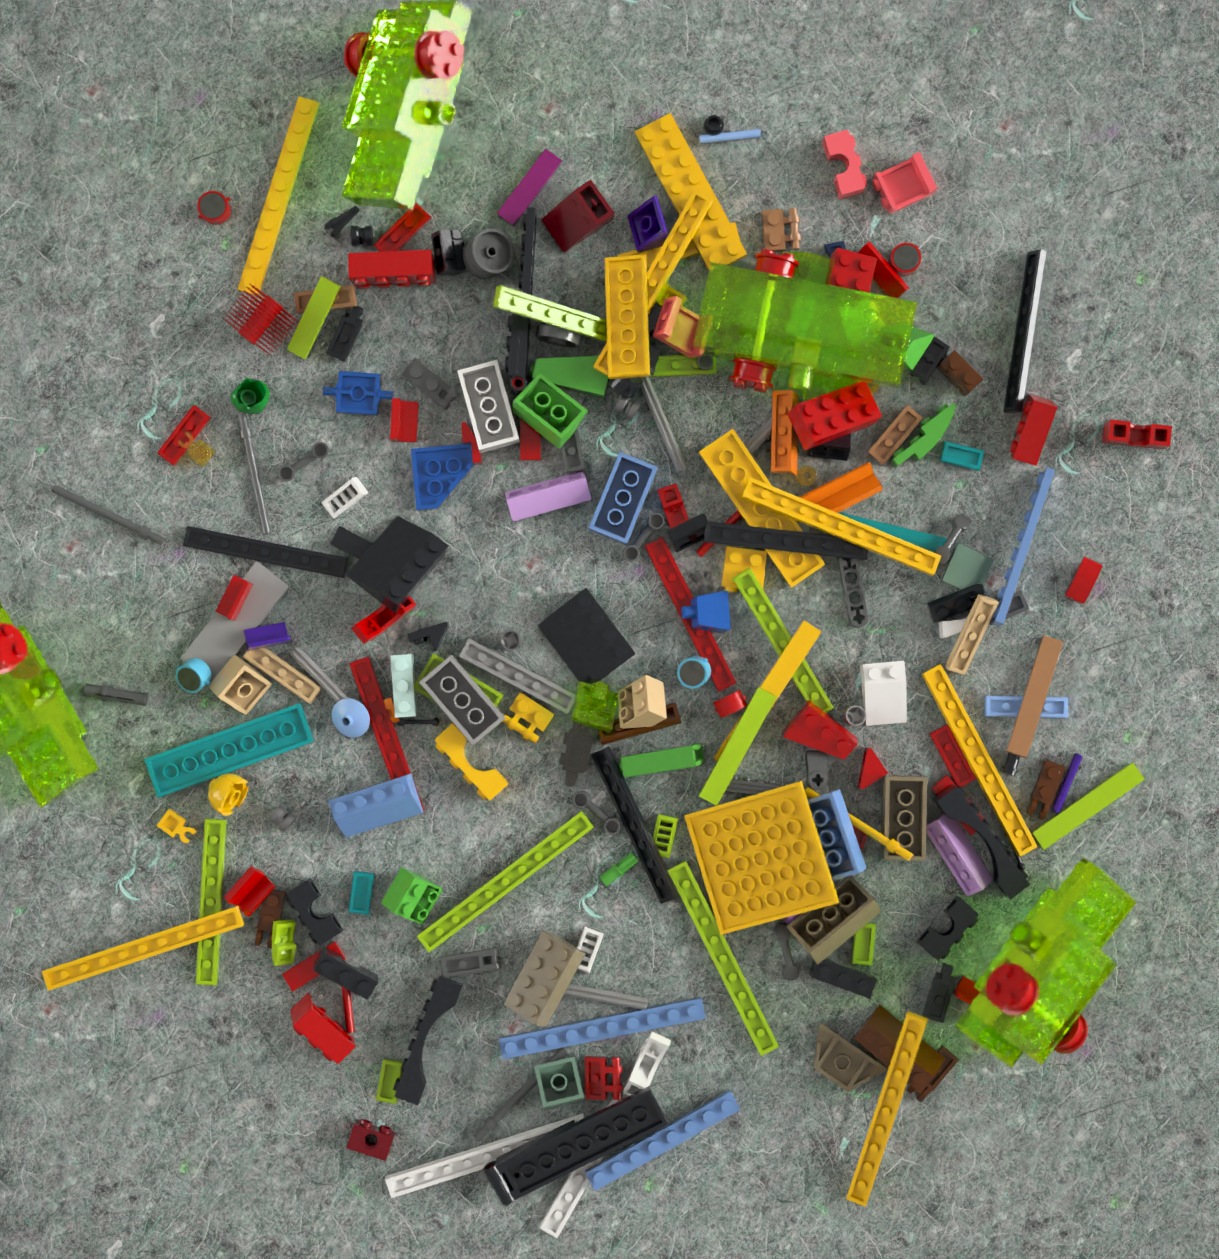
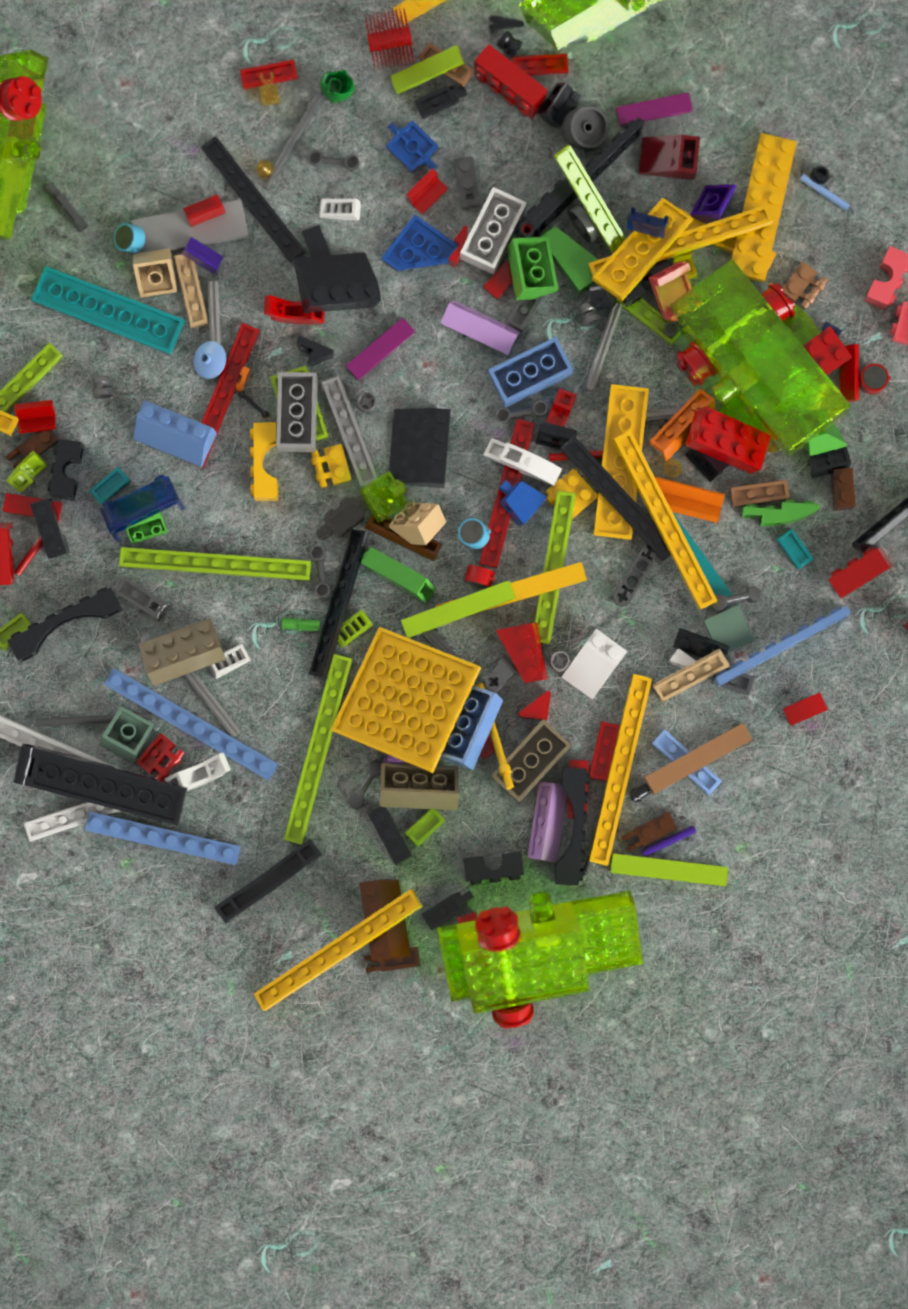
camera: 45 degrees right, 5 degrees down
(143, 532) = (182, 114): dark grey bar -> none
(173, 824) = (25, 328): yellow plate -> none
(227, 792) = (80, 337): yellow cylinder -> none
(252, 518) = (264, 168): none -> clear yellow plate
(403, 685) = (259, 376): light aqua arch -> none
(405, 890) = (140, 505): none -> clear blue windscreen
(482, 585) = (380, 349): none -> magenta tile
(613, 291) = (647, 224): none -> clear blue hinge
(682, 578) = (522, 460): none -> white slope
(778, 1098) = (268, 881): none -> black arch
(843, 1061) = (337, 894): dark tan wing -> none

